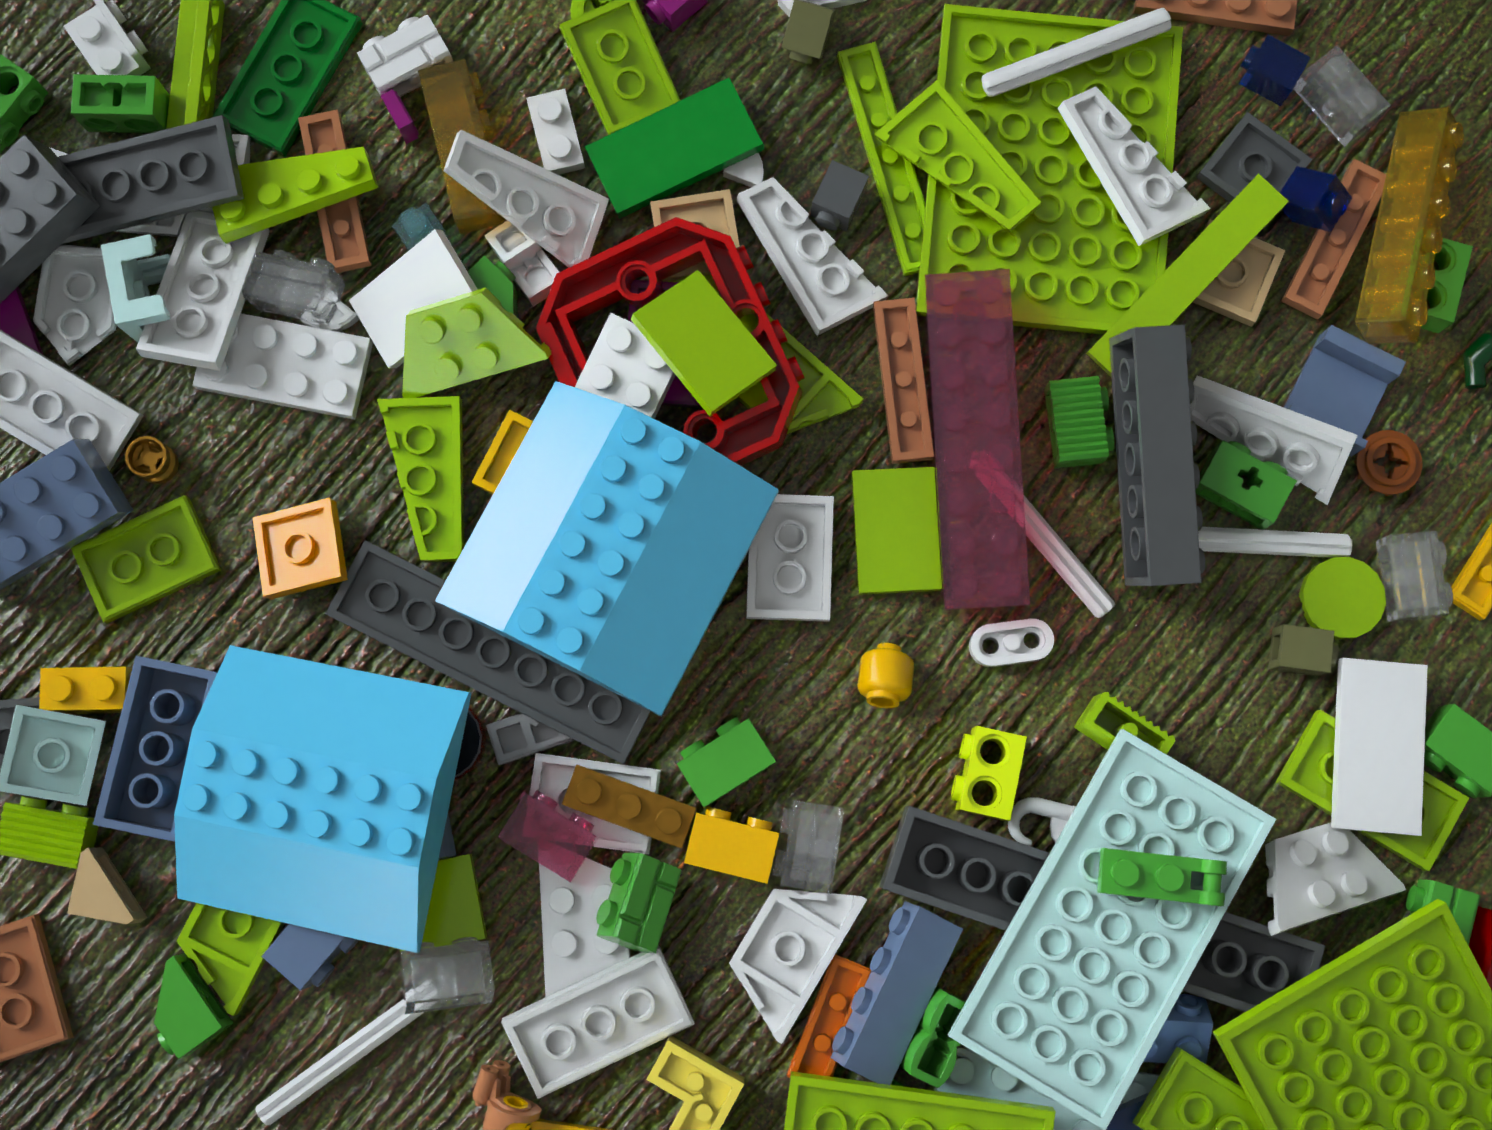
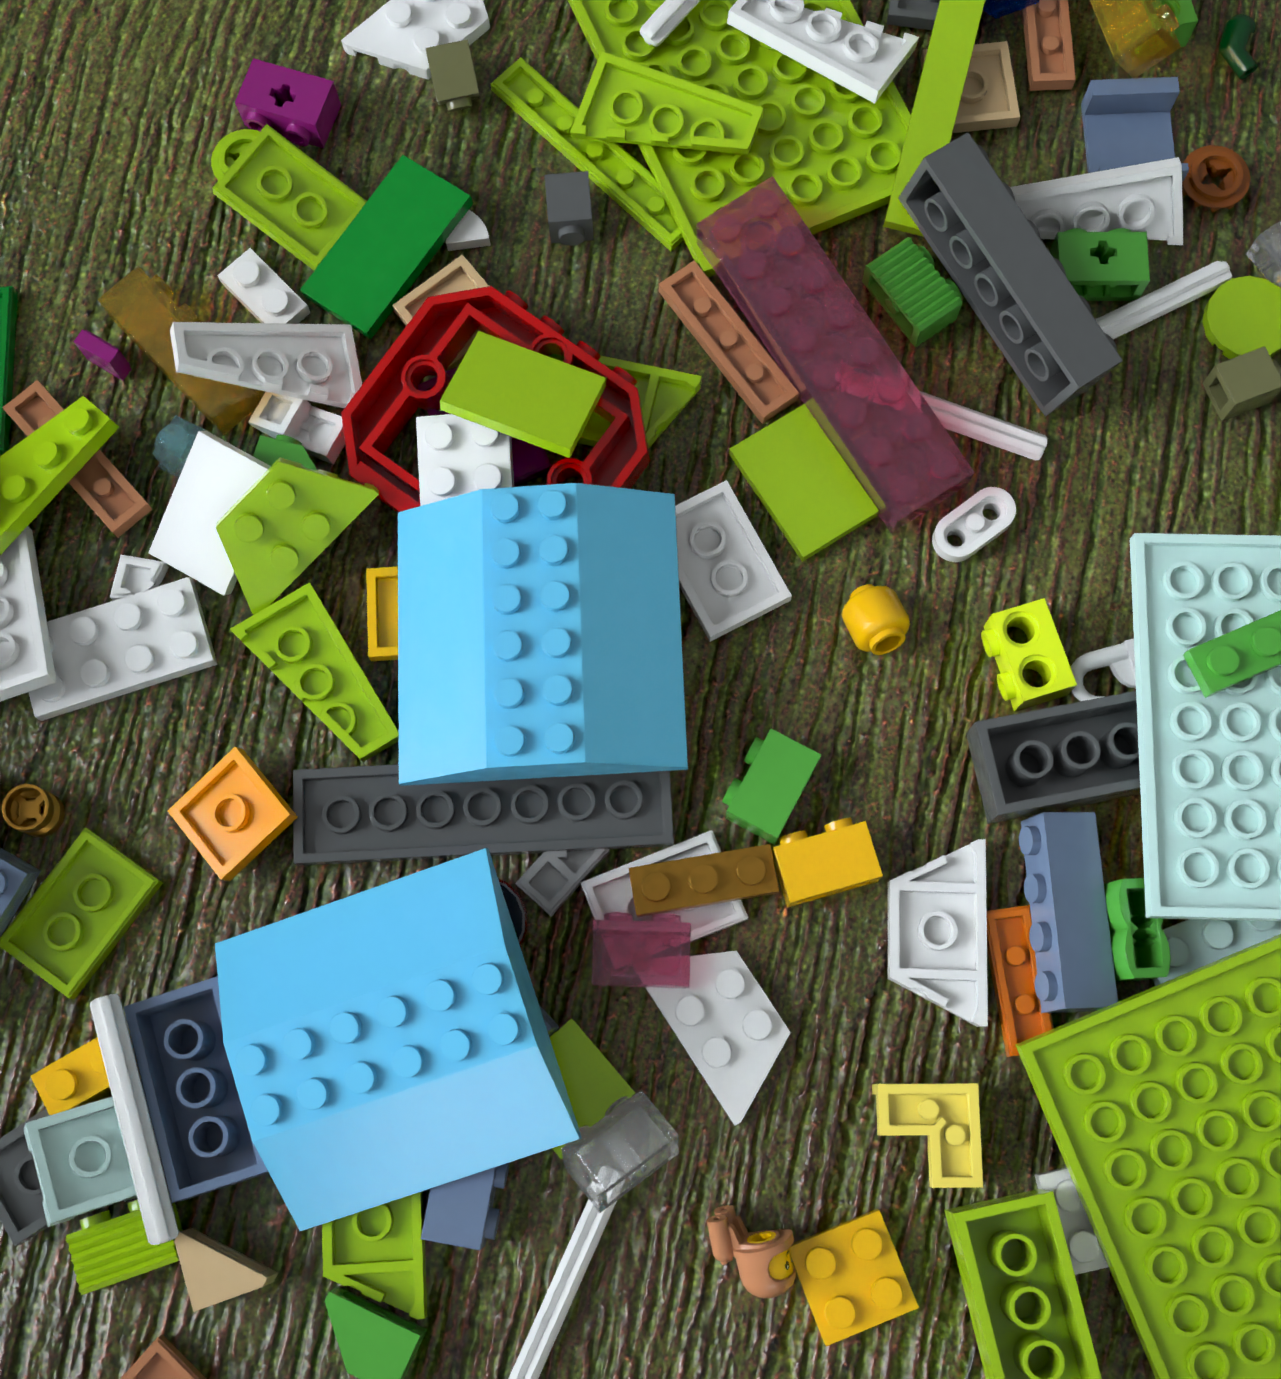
camera: 25 degrees left, 5 degrees down
(98, 746) = (134, 1119): none -> white axle
(294, 287) = (86, 566): clear brick -> none
(397, 58) = (73, 297): white brick -> none
(597, 1021) = (794, 1110): white tile -> none
(638, 902) = (767, 967): bright green brick -> none
(810, 846) = (900, 819): clear brick -> none
(813, 268) = (584, 287): white wing -> none
(1106, 717) = (1106, 540): lime brick -> none

